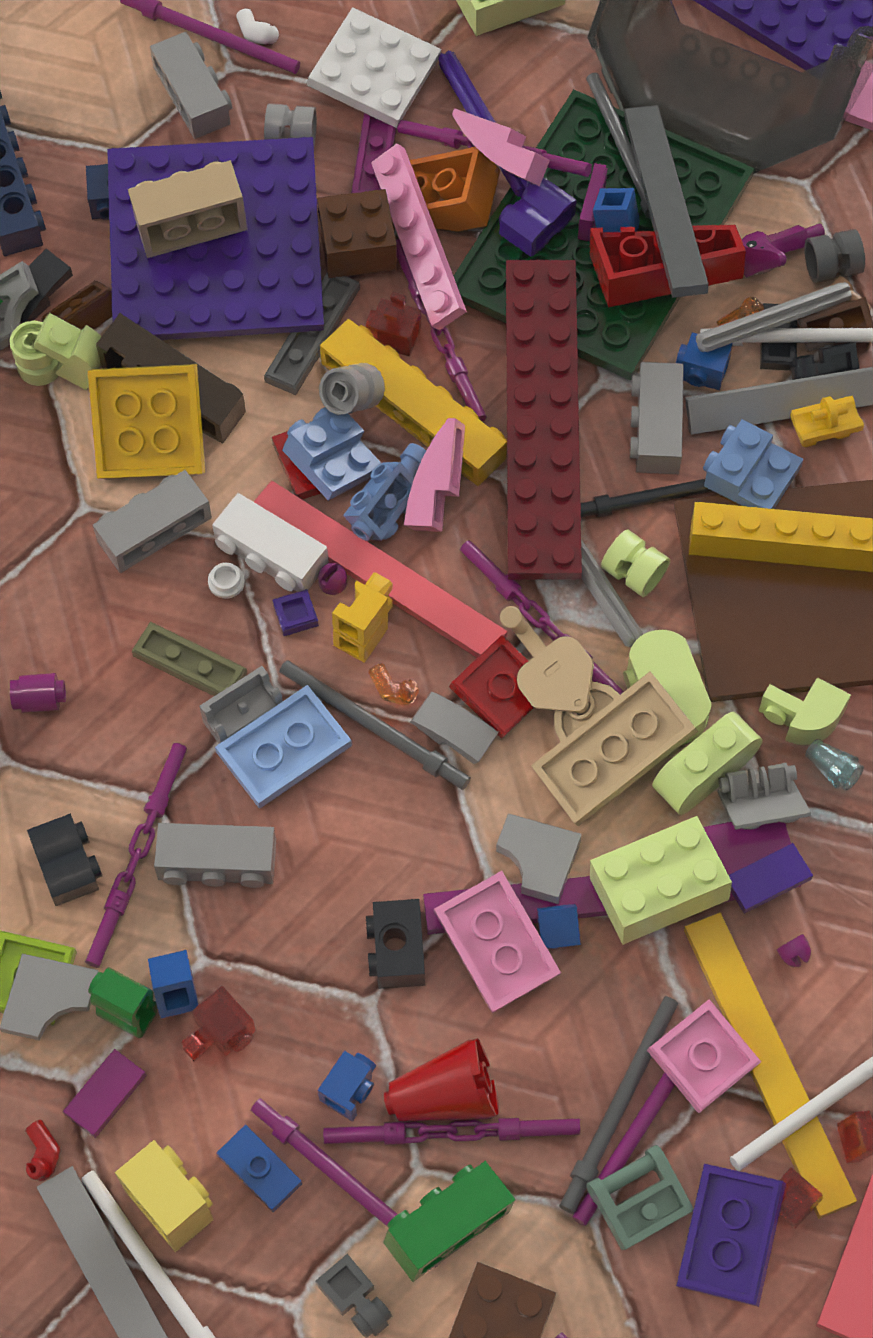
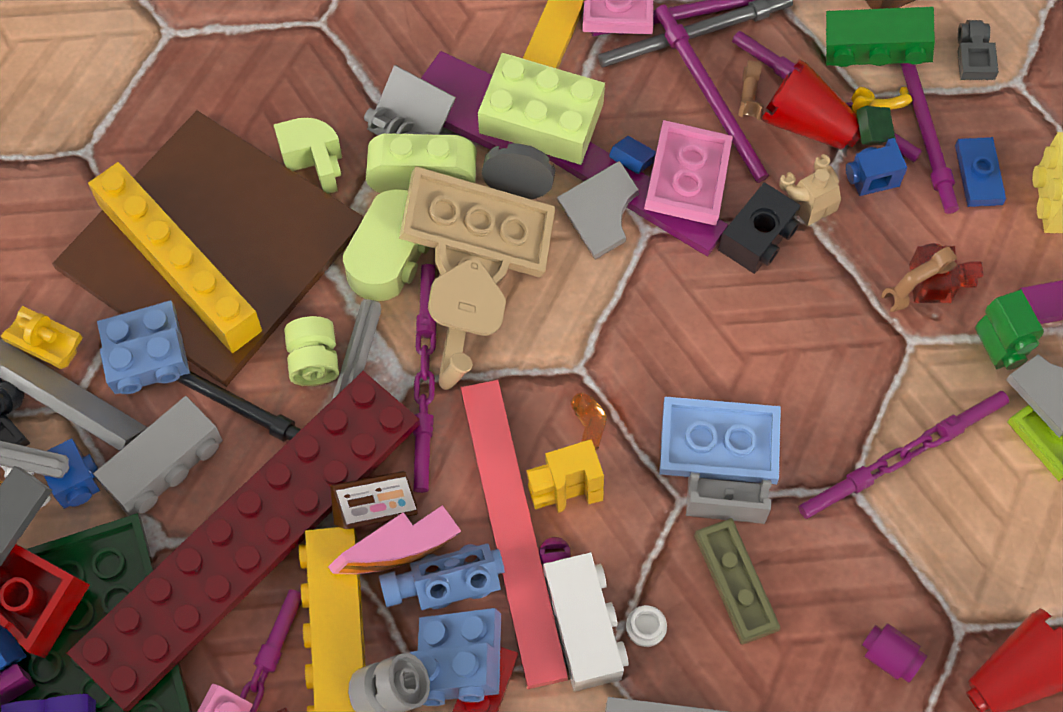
camera: 140 degrees left, 0 degrees up
(64, 860) = (972, 489): black brick -> none
(173, 984) = (955, 324): blue brick -> none
(215, 854) = (845, 396): light grey brick -> none
(221, 1004) = (940, 263): none -> medium nougat arm
(295, 612) = (612, 549): dark purple tile -> none
(376, 1113) = (875, 125): none -> dark green tile
(380, 1010) = (816, 193): none -> tan piece
(395, 1160) = (865, 97): none -> yellow piece
(432, 762) = (613, 338): dark grey bar -> none
(455, 726) = (573, 349): light grey slope -> none
(482, 497) = (372, 500): none -> slope
(492, 687) = (512, 352): red plate -> none
(514, 1070) = (750, 78): none -> medium nougat arm
(621, 1064) = (678, 38): none -> magenta bar
(626, 816) = (518, 170): none -> dark grey tile
(769, 878) = (461, 63): dark purple tile -> none
(791, 950) = (494, 28): magenta hinge -> none
(836, 765) = (332, 103): clear light blue cone -> none

